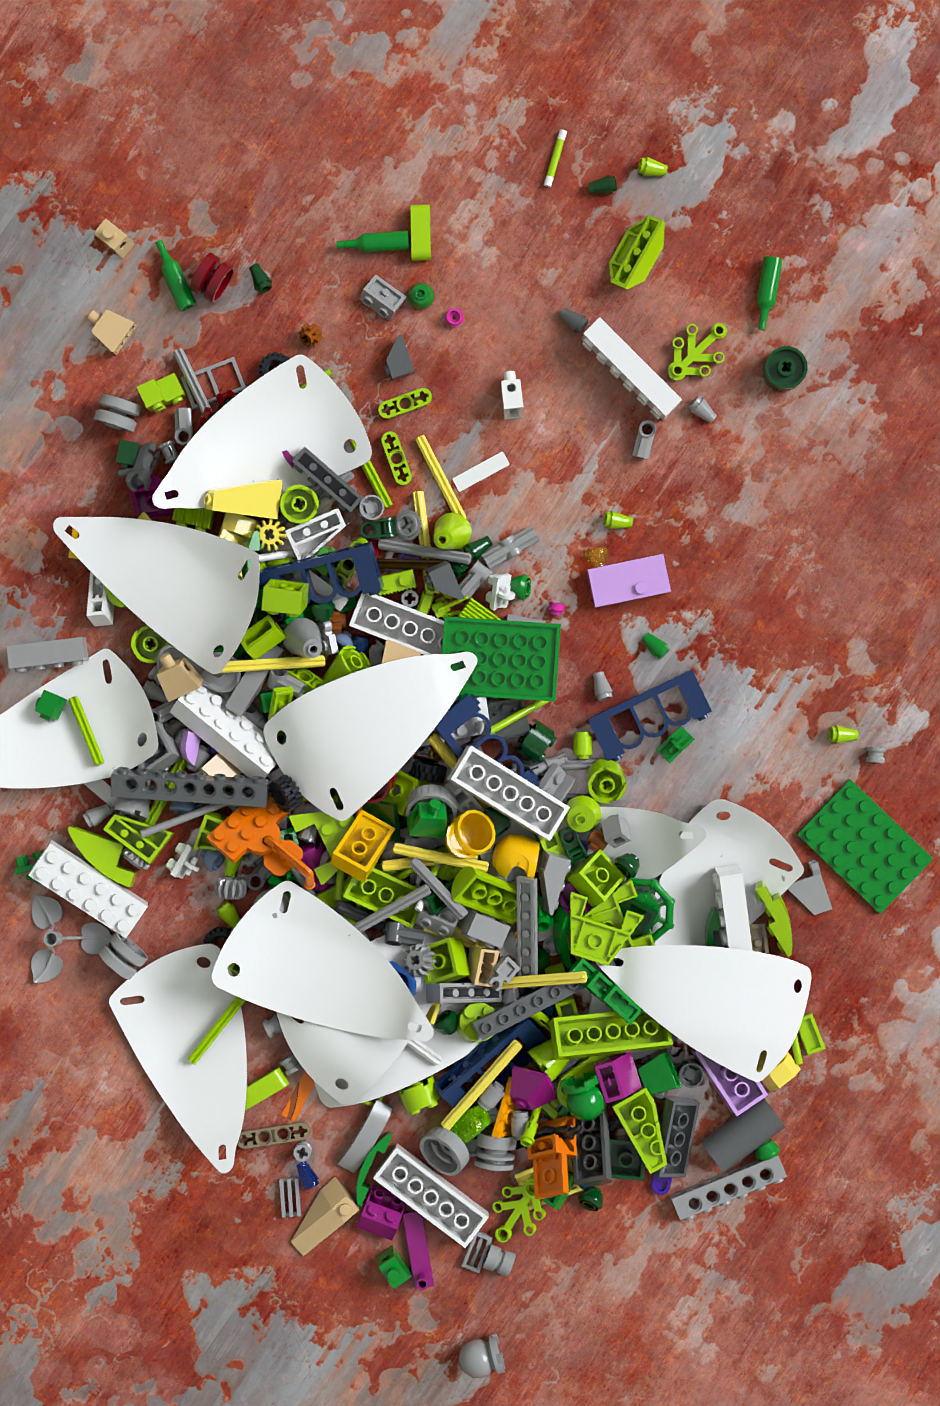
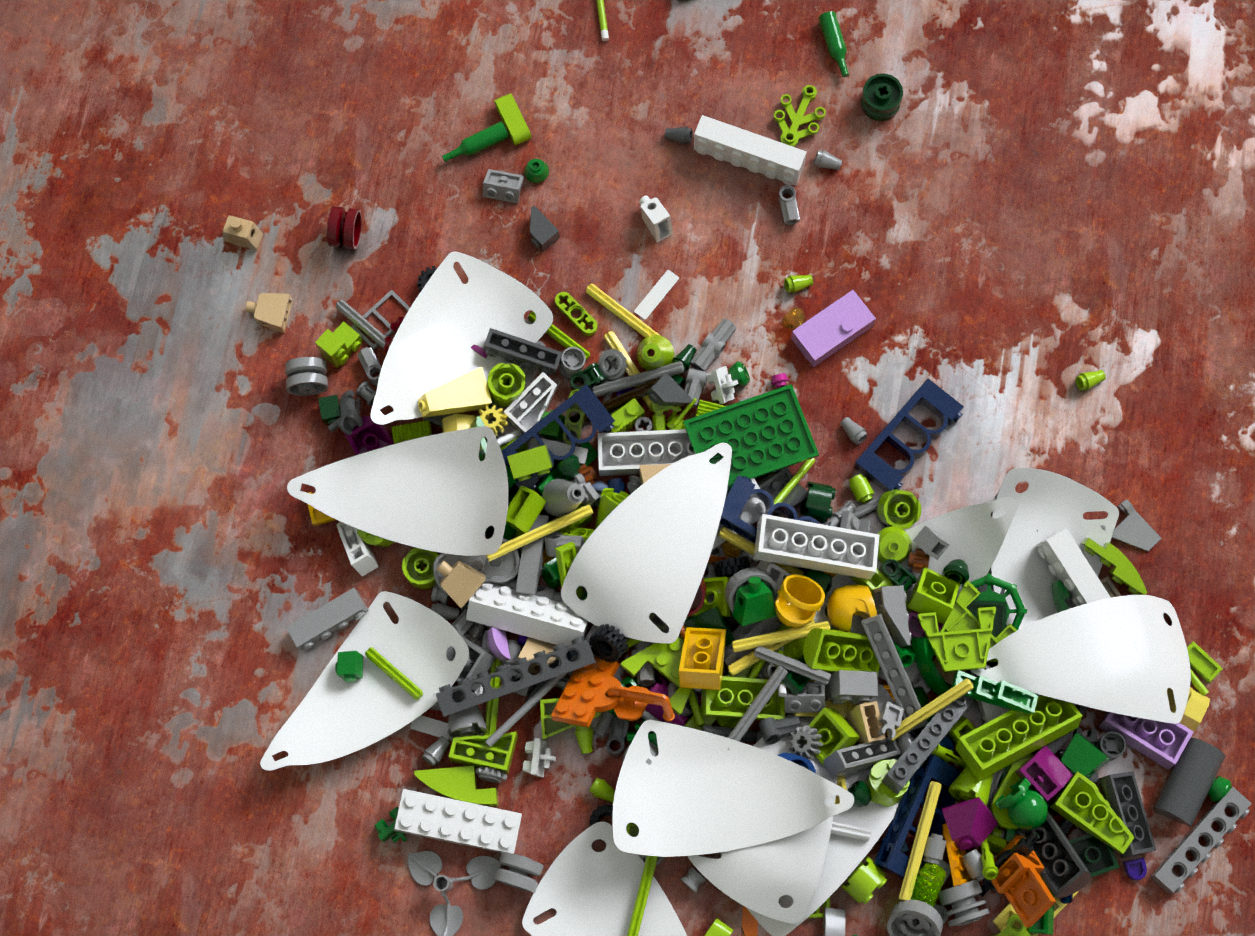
camera: 20 degrees left, 15 degrees down
(175, 280) = (312, 246): green piece -> none
(181, 807) = (512, 704): sand blue brick -> none
(212, 859) = (564, 742): sand blue brick -> none
(231, 887) = (594, 761): light grey gear -> none
(261, 281) = (389, 215): dark green cone -> none
(290, 1064) = (726, 909): light grey wheel -> none
(310, 335) = (453, 241): dark orange gear -> none
(402, 411) = (562, 257): lime beam -> none
(454, 322) = (573, 171): dark pink plate -> none
(591, 1199) = (1078, 912): dark green cone -> none
(604, 185) = (654, 18): dark green cone -> none
(637, 252) = (708, 55): lime wedge -> none
(656, 646) = (884, 374): green cone -> none
(675, 744) = (945, 451): green hips -> none
(864, 846) = (1161, 469): green plate -> none
(875, 754) = (1128, 383): light grey wheel -> none

